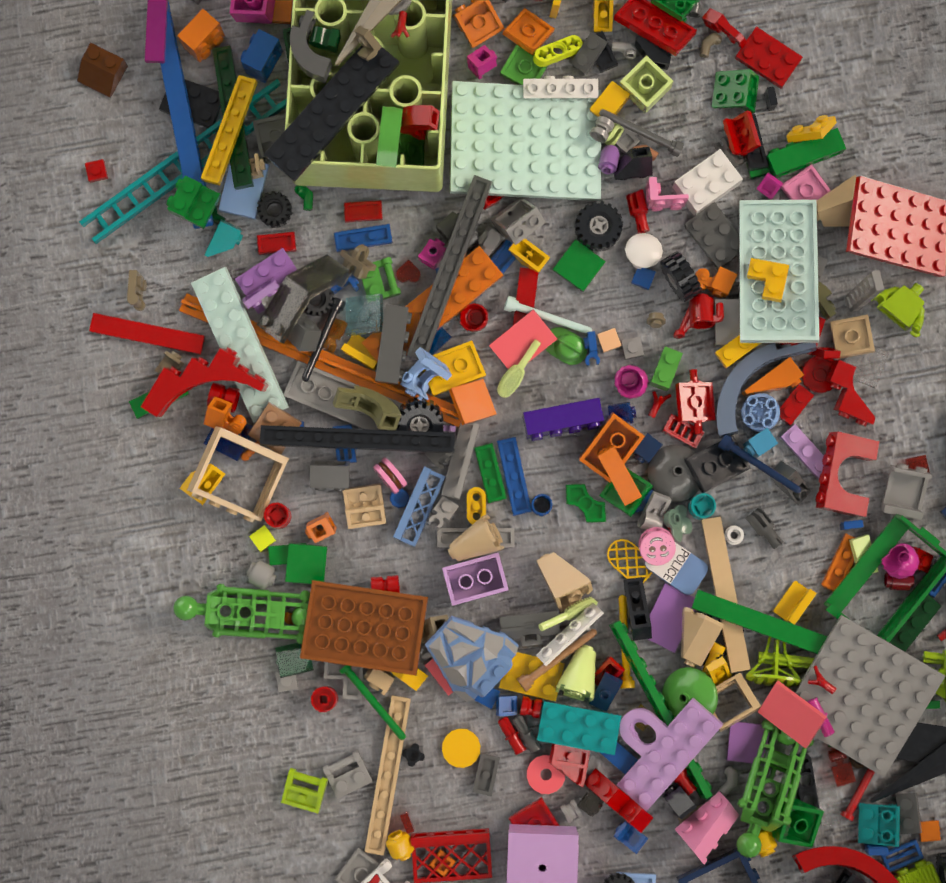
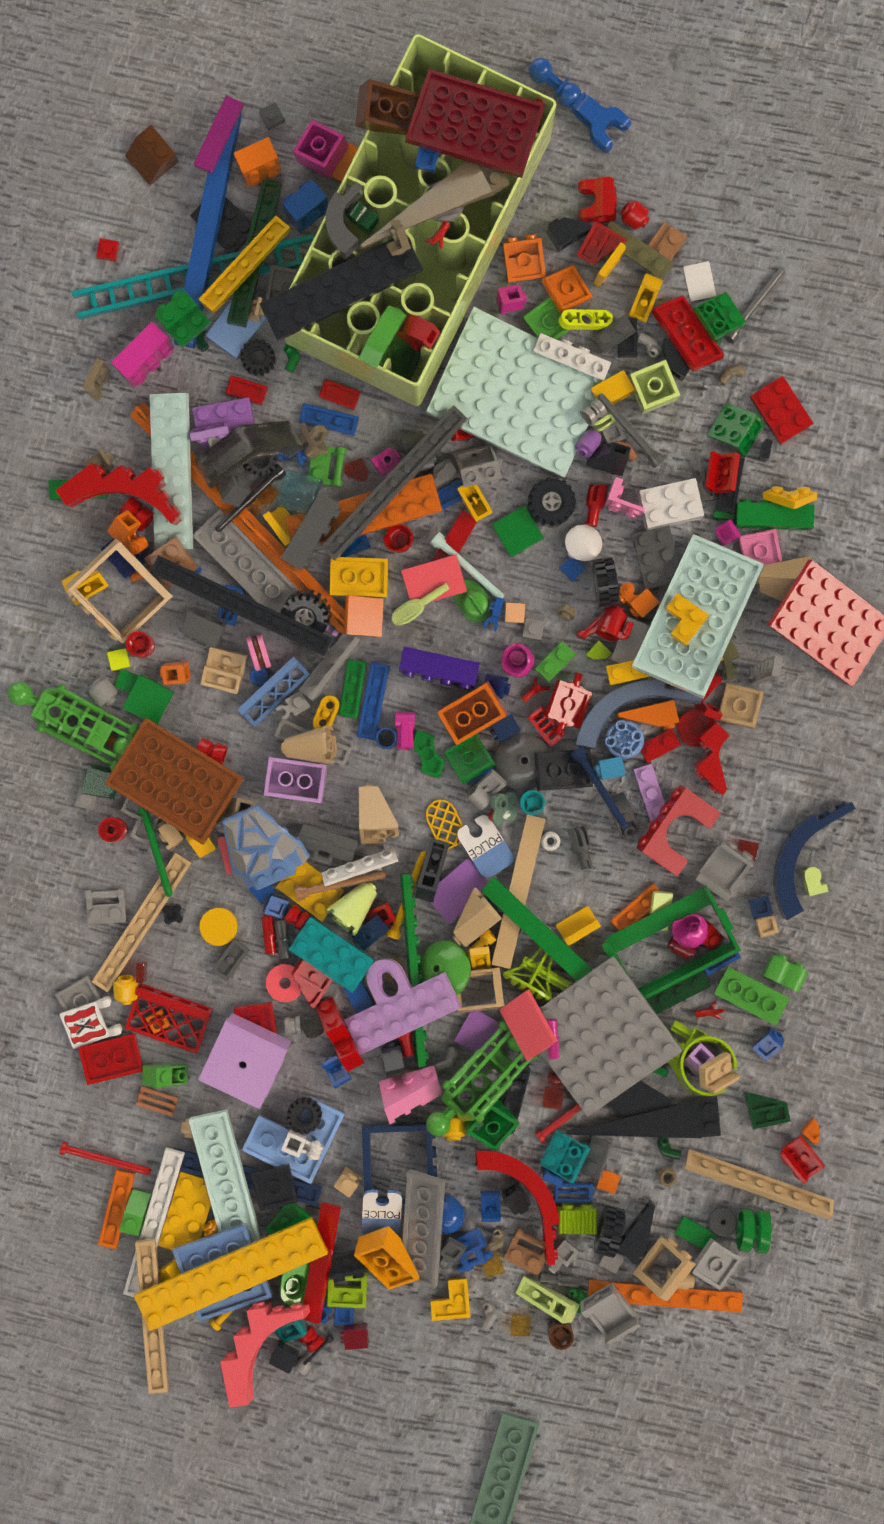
camera: 20 degrees right, 5 degrees up
(147, 333) = (91, 424): red tile -> none
(169, 250) = (143, 355): none -> dark pink brick
(224, 238) = (199, 365): teal slope -> none
(304, 797) = (56, 908): lime plate -> none
(370, 402) = (268, 576): olive arch -> none
(419, 385) = (340, 569): light blue tile -> none
(554, 487) = (405, 724): none -> dark pink piece
(573, 612) = (368, 848): yellowish green piece -> none
(619, 475) = (467, 742): orange tile -> none
(657, 546) = (474, 821): bright pink head -> none
(701, 343) = (599, 652): none -> lime tile
(718, 23) = (748, 357): red piece -> none
(820, 681) = (568, 1008): red bar -> none
(851, 525) = (661, 878): blue tile -> none
(903, 307) = (800, 698): lime torso -> none

